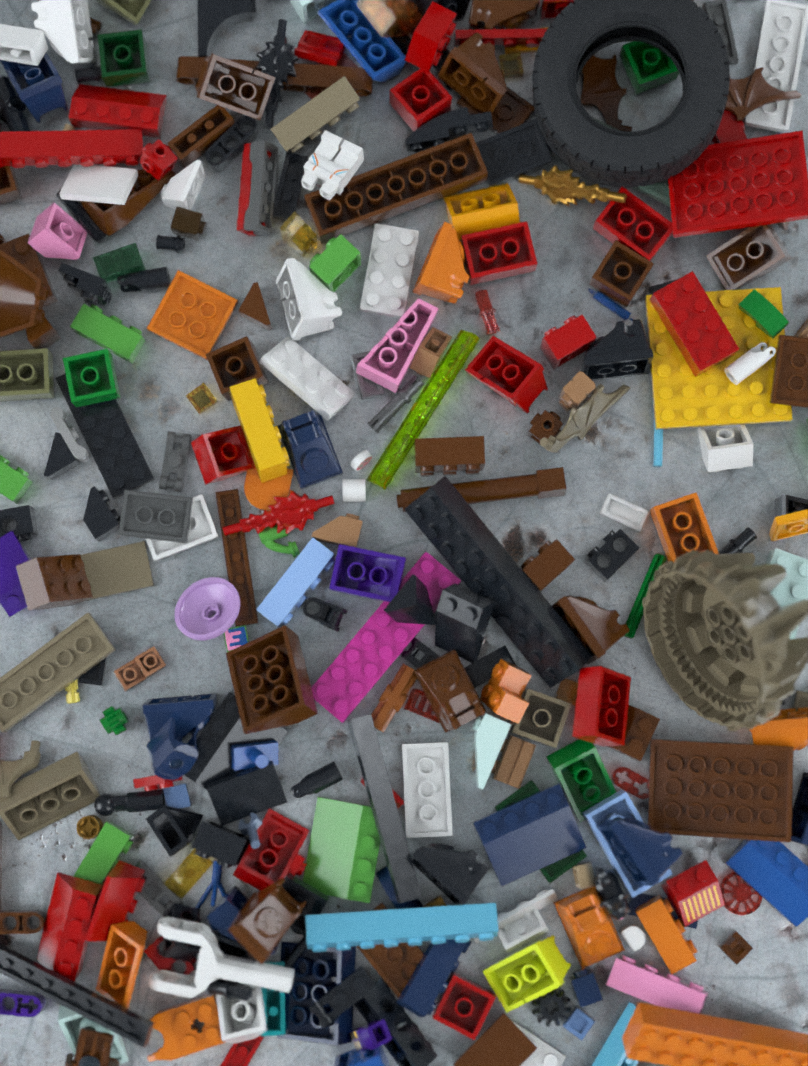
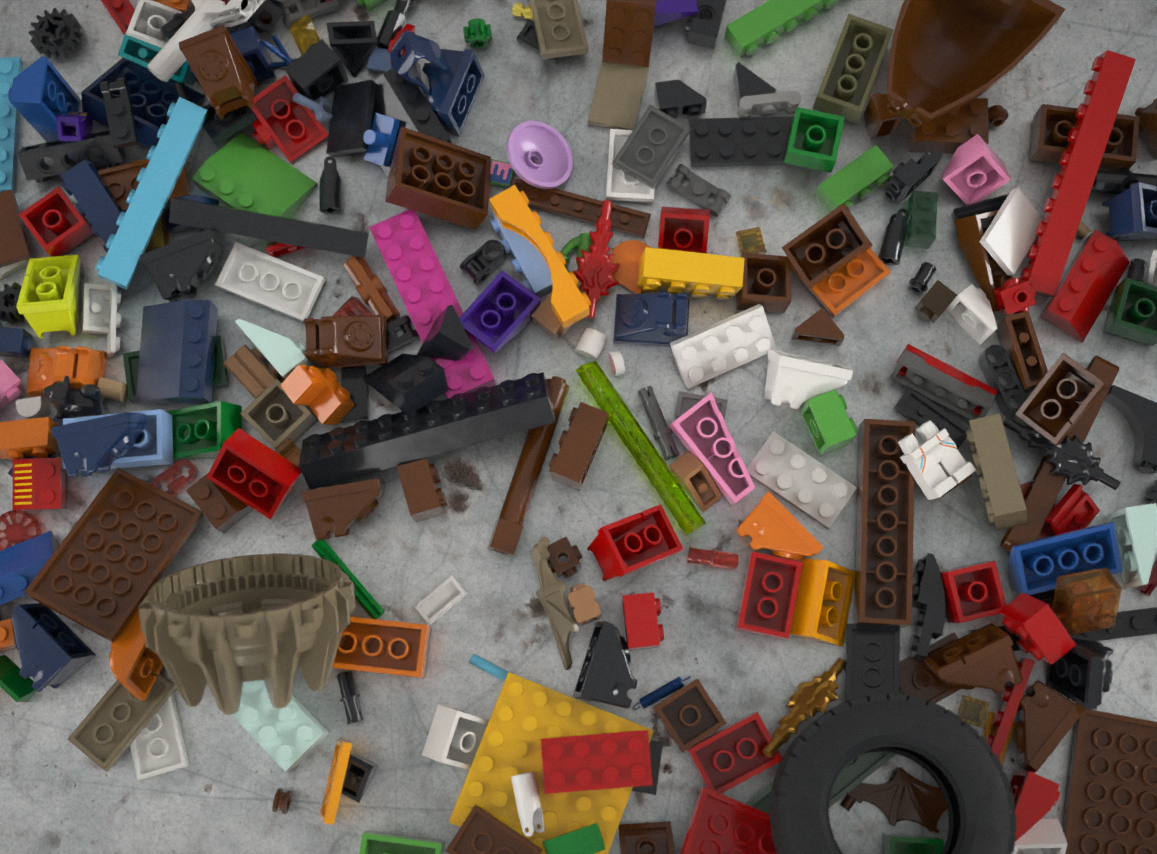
camera: 120 degrees right, 5 degrees down
(139, 668) = (515, 76): nougat slope -> none
(187, 323) = (827, 246): none -> reddish brown piece
(298, 235) = (876, 401): clear yellow slope -> none
(331, 521) = (514, 214): none -> light orange arch
(615, 558) = (397, 567): black brick -> none

